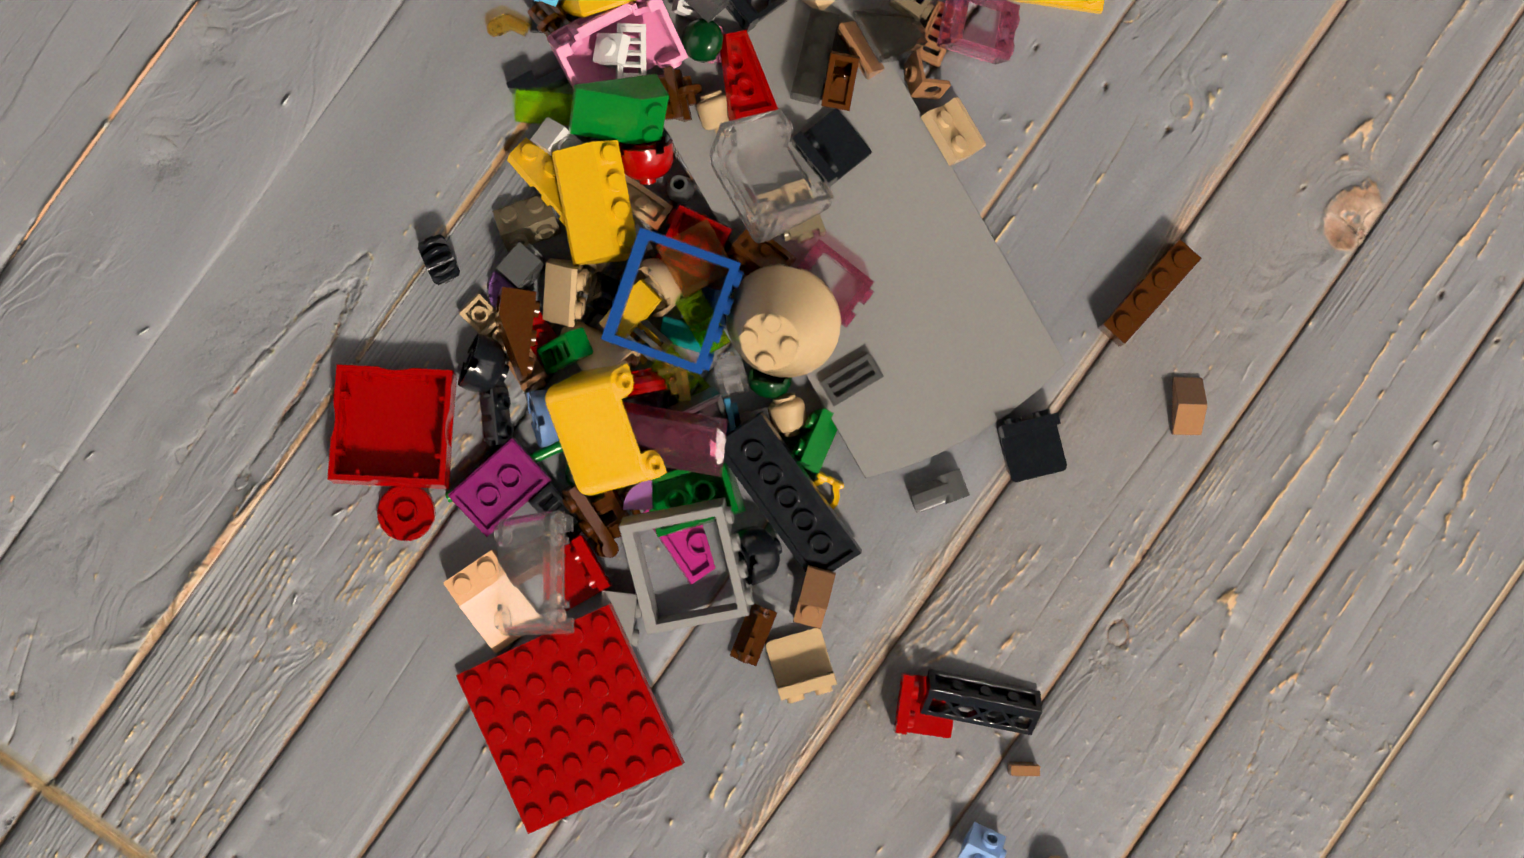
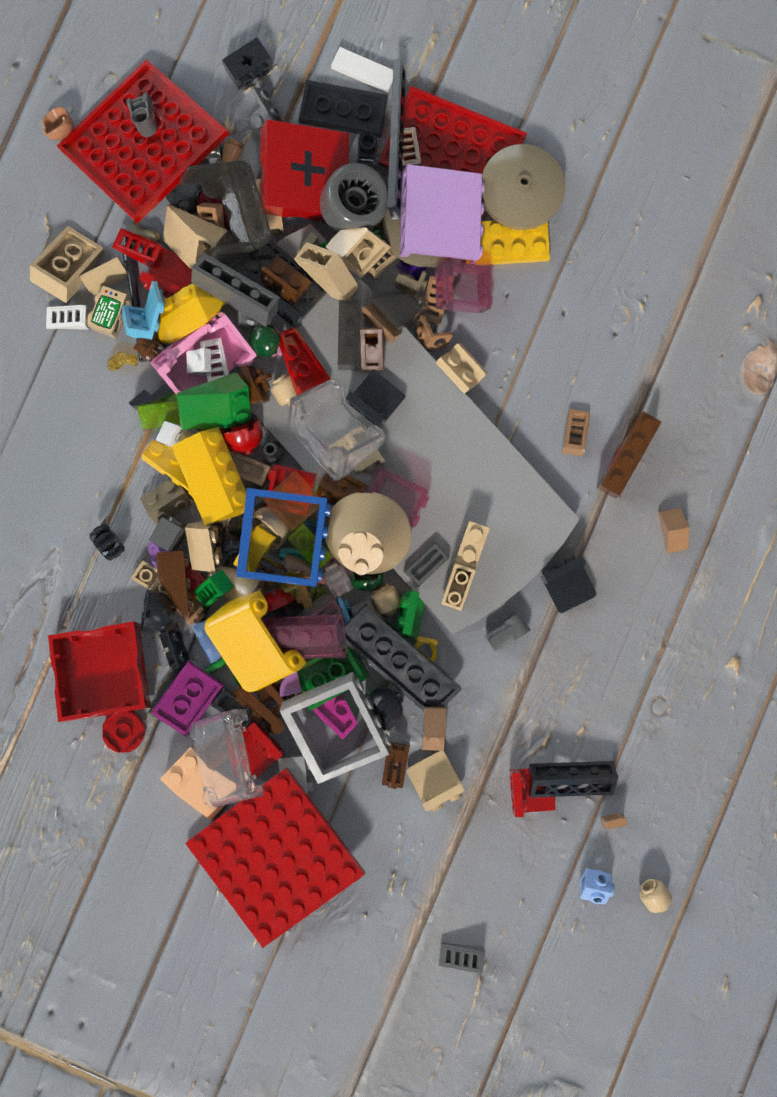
camera: 15 degrees left, 0 degrees up
(682, 342) = (296, 564): none -> medium nougat slope
(901, 390) = (465, 565): none -> tan slope
(1079, 265) = (571, 445): none -> medium nougat slope

